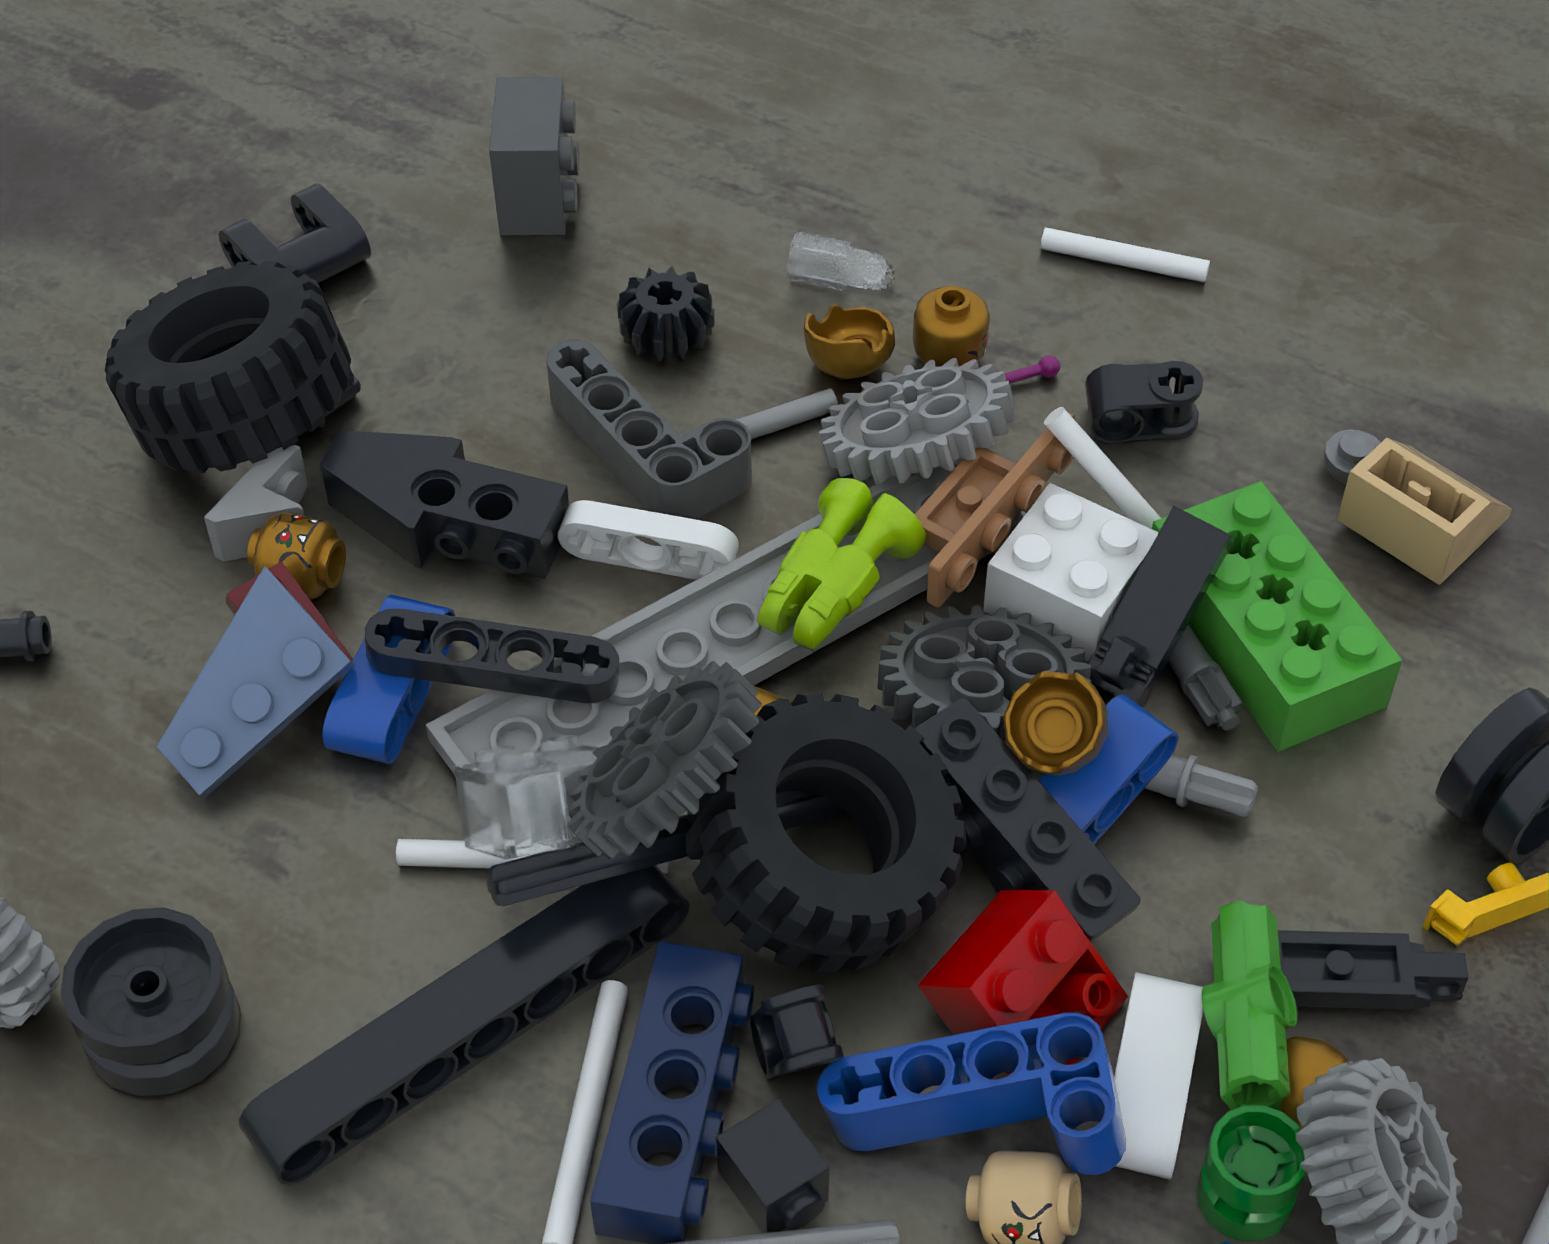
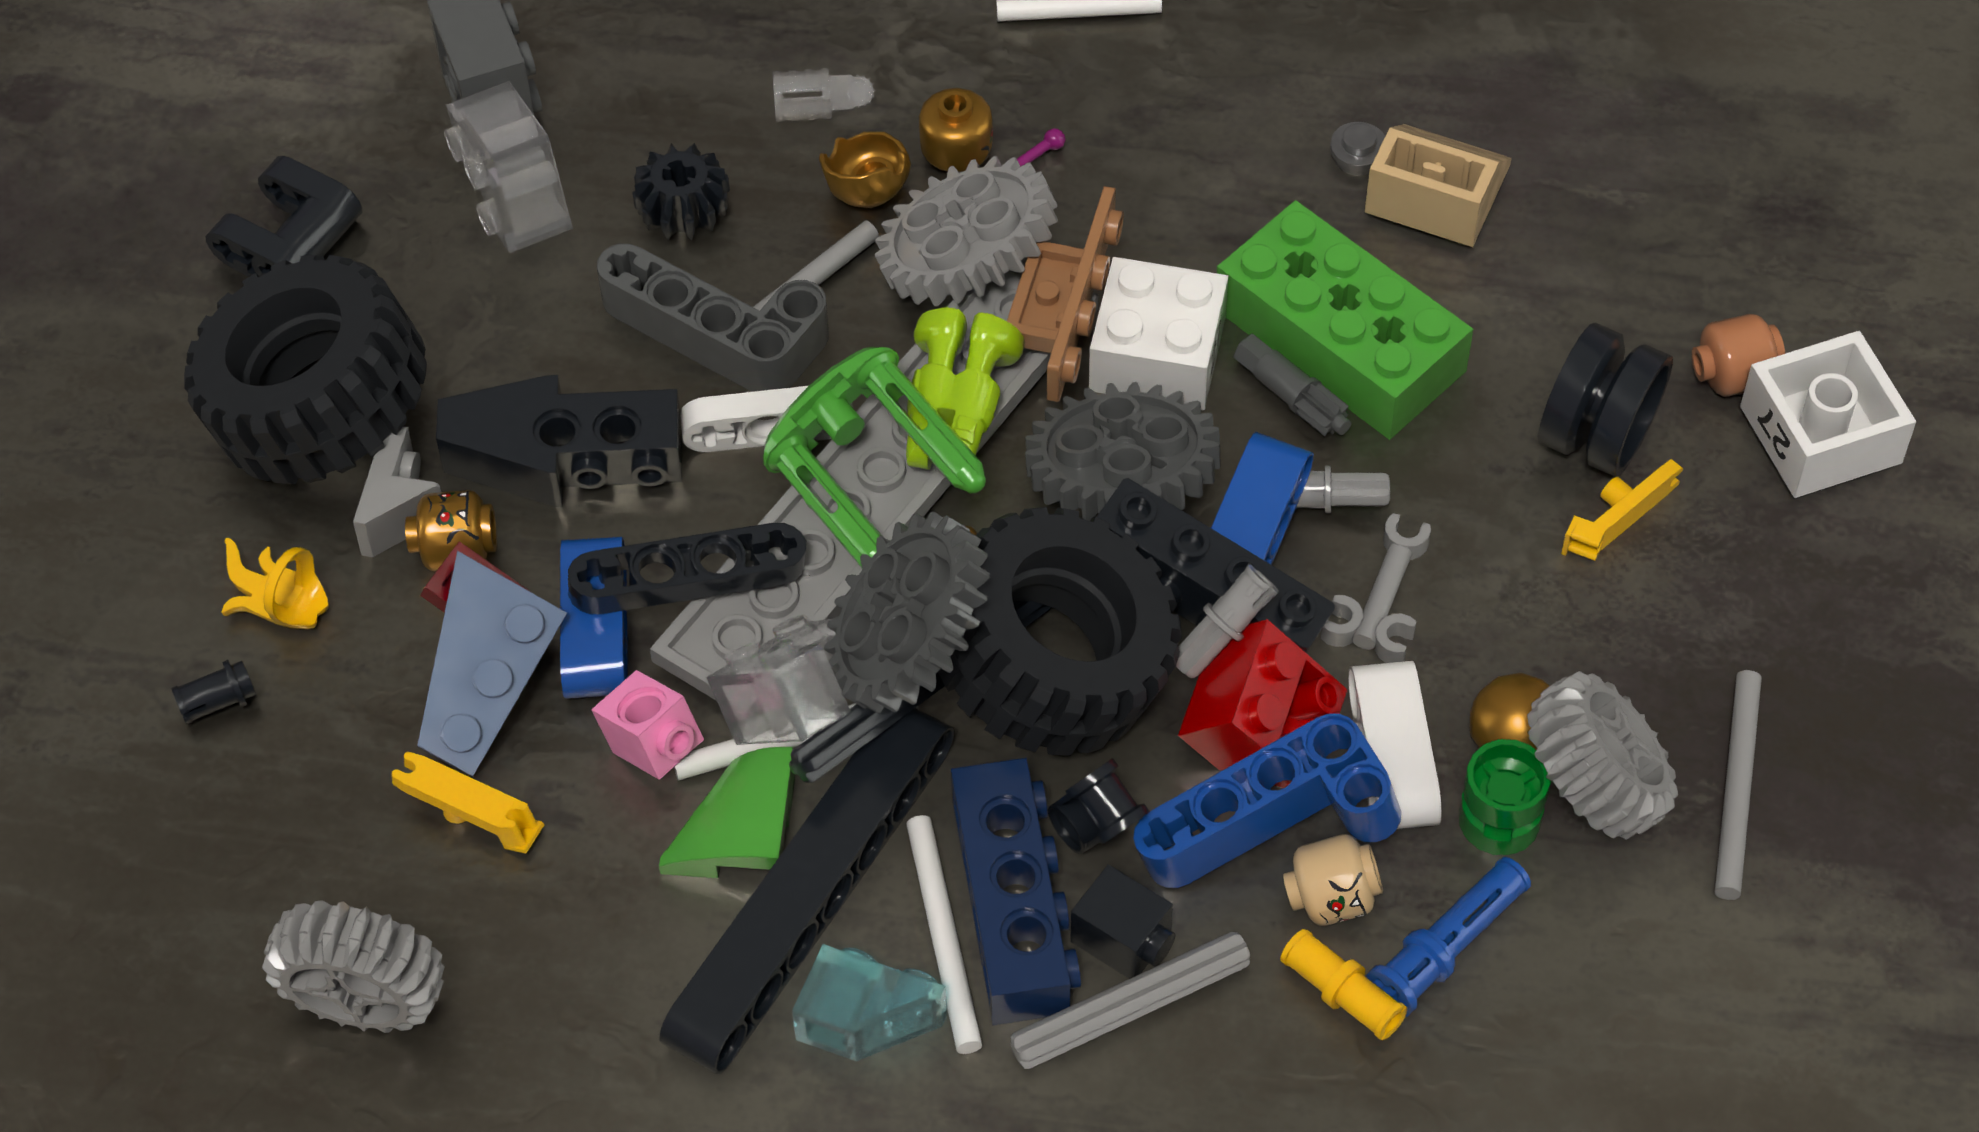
camera: 20 degrees left, 5 degrees up
(118, 572) = (280, 594): none -> yellow piece
(151, 1001) = (535, 962): black wheel -> none
(182, 819) = (469, 801): none -> yellow piece
(385, 798) = (648, 724): none -> bright pink brick
(429, 926) = (738, 820): none -> bright green slope
(459, 1163) = (865, 1006): none -> clear light blue slope
(508, 234) = (511, 164): none -> clear brick
(698, 543) = (828, 407): none -> bright green piece
(1009, 878) = (1225, 621): none -> light grey axle
(1056, 723) = (1214, 475): pearl gold hair -> none
(1100, 467) = (1155, 231): white bar -> none
(1139, 404) = (1150, 153): black piece -> none
(1158, 605) = (1250, 342): black hinge -> none
(1187, 935) = (1373, 625): none -> light grey bar
(1249, 1007) = (1455, 663): bright green piece -> none
(1368, 970) = (1525, 607): black hinge -> none

